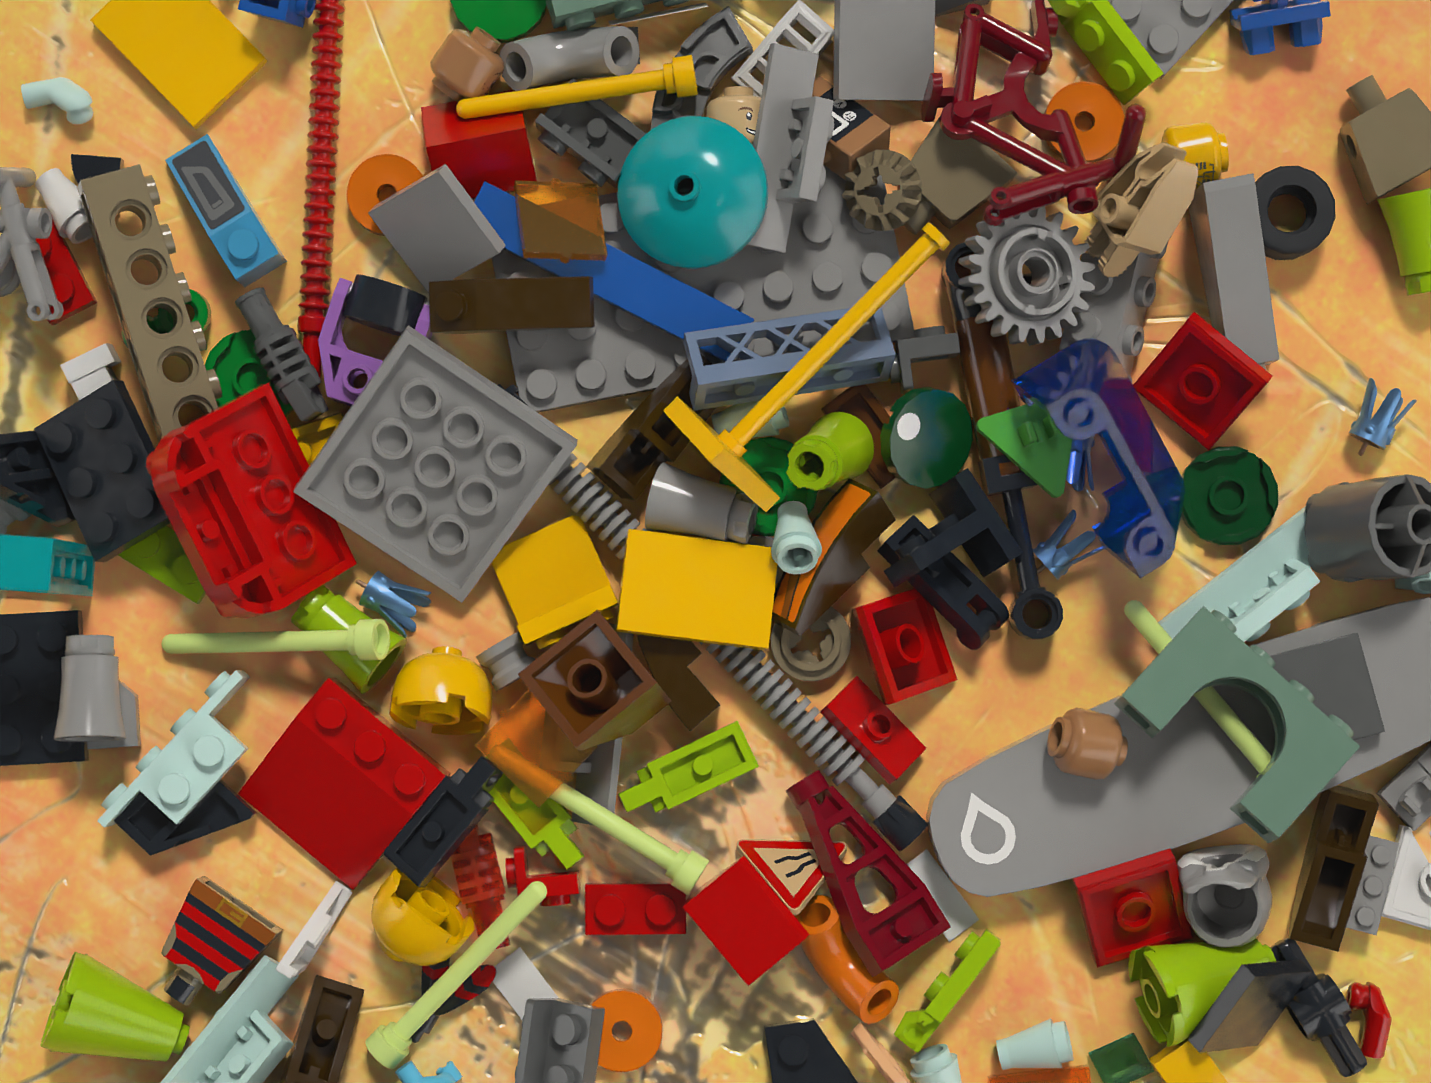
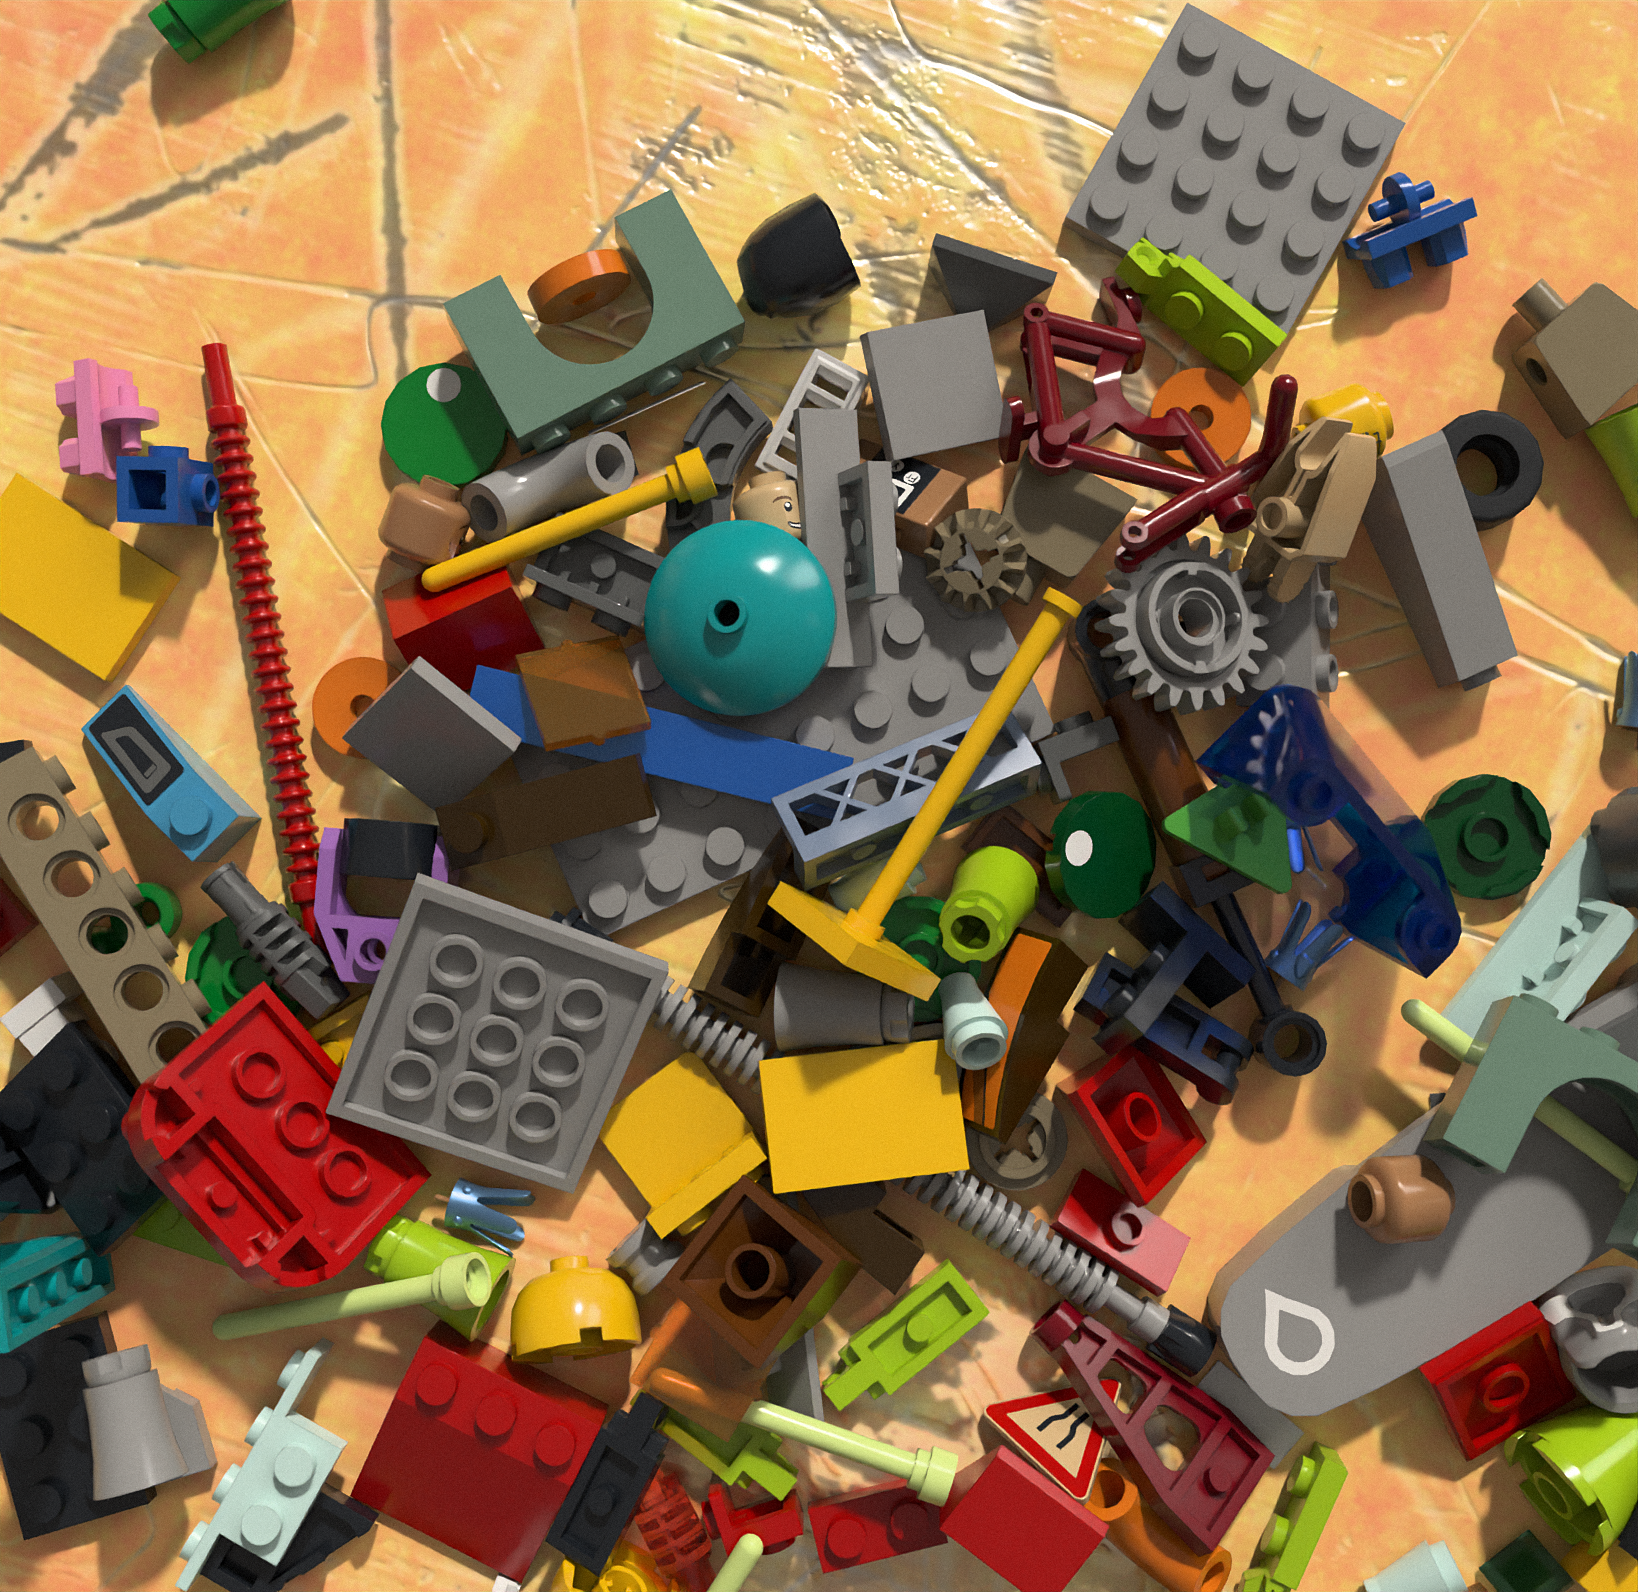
camera: 10 degrees left, 0 degrees up
(1202, 381) = (1427, 704): red tile -> none

